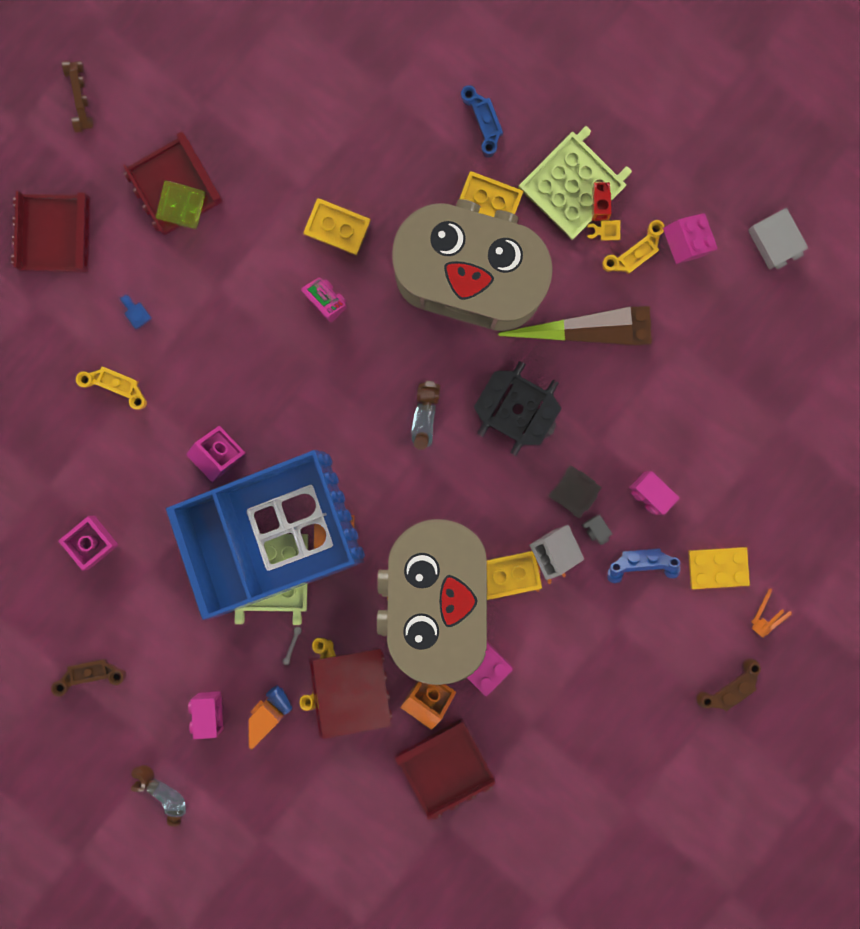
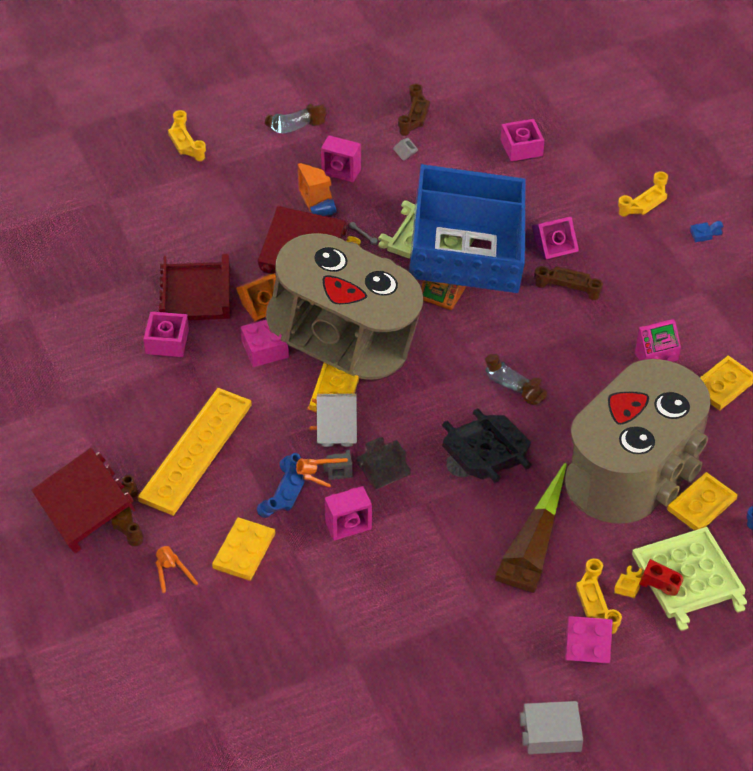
camera: 115 degrees right, 40 degrees down
(151, 659) = (405, 148): none -> light grey slope
(242, 898) = (182, 138): none -> yellow plate
(266, 416) = (569, 279): none -> reddish brown plate
(522, 763) = (166, 334): none -> dark pink brick
(622, 552) = (309, 466): none -> orange plant
(637, 664) = (194, 451): none -> yellow plate
(746, 728) = (82, 497): none -> dark red panel

